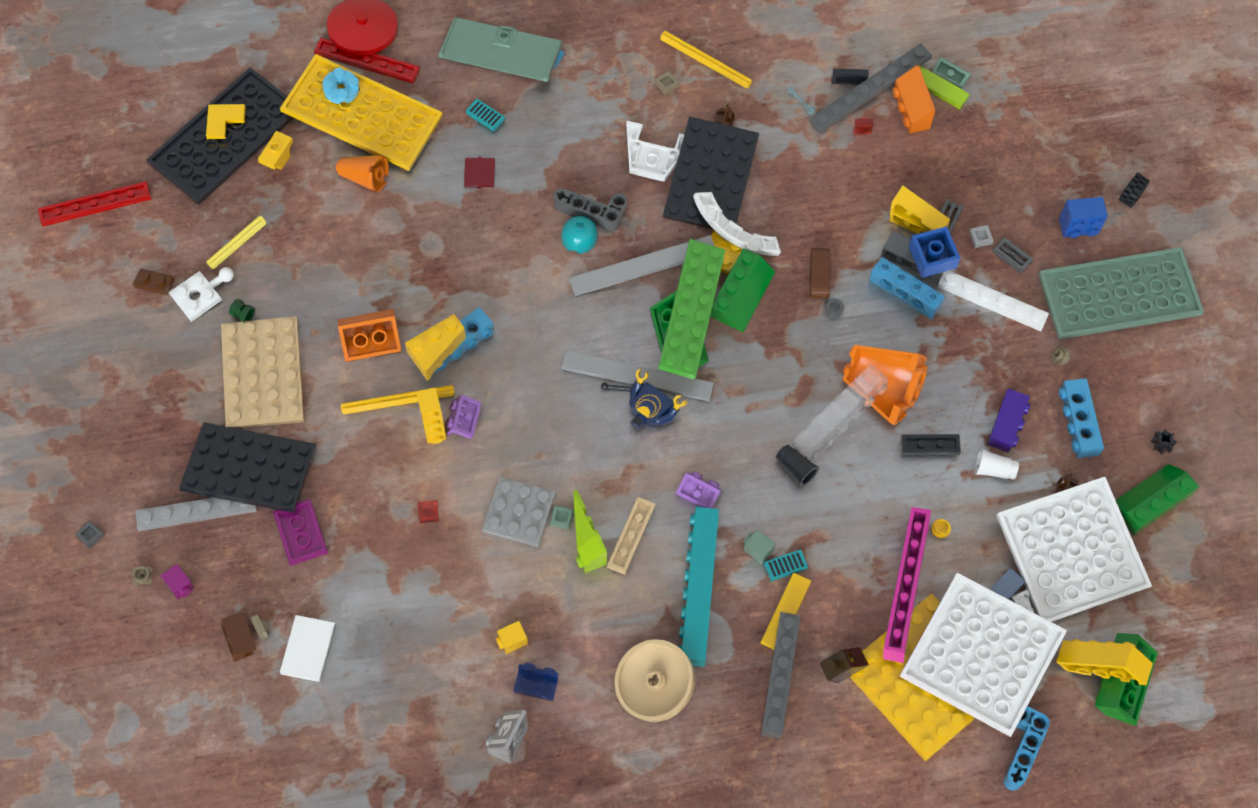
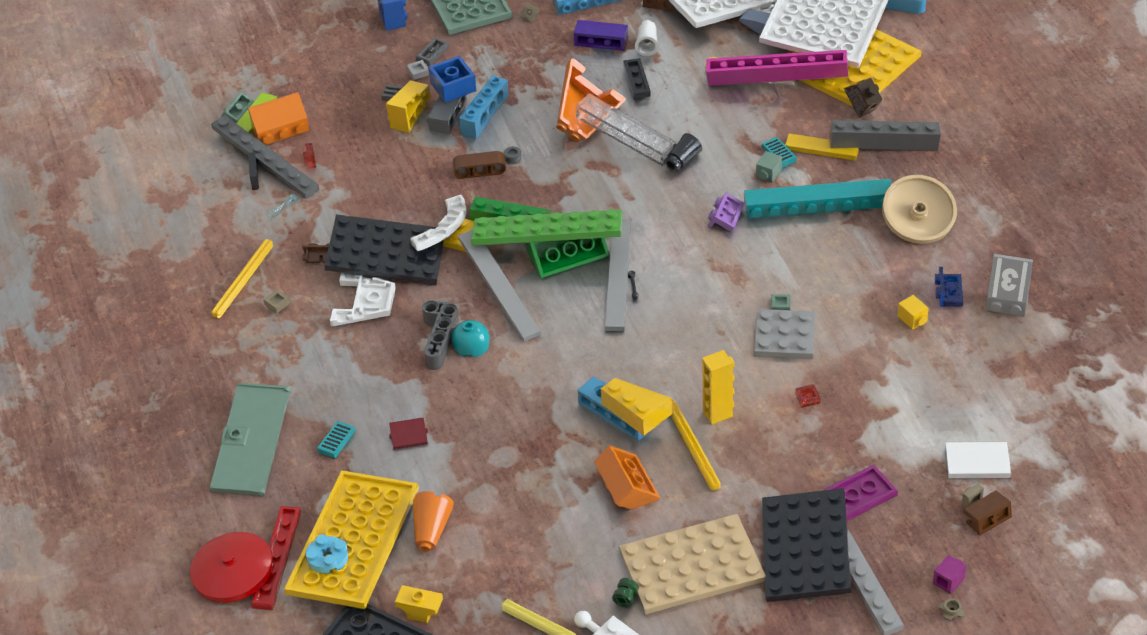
camera: 95 degrees left, 20 degrees down
(463, 416) = (690, 390): medium lavender bracket -> none
(590, 547) = (800, 275): lime wedge -> none
(631, 535) = (784, 250): tan plate -> none
(651, 405) = (649, 254): dark blue torso -> none
(993, 300) = (485, 51): white plate -> none

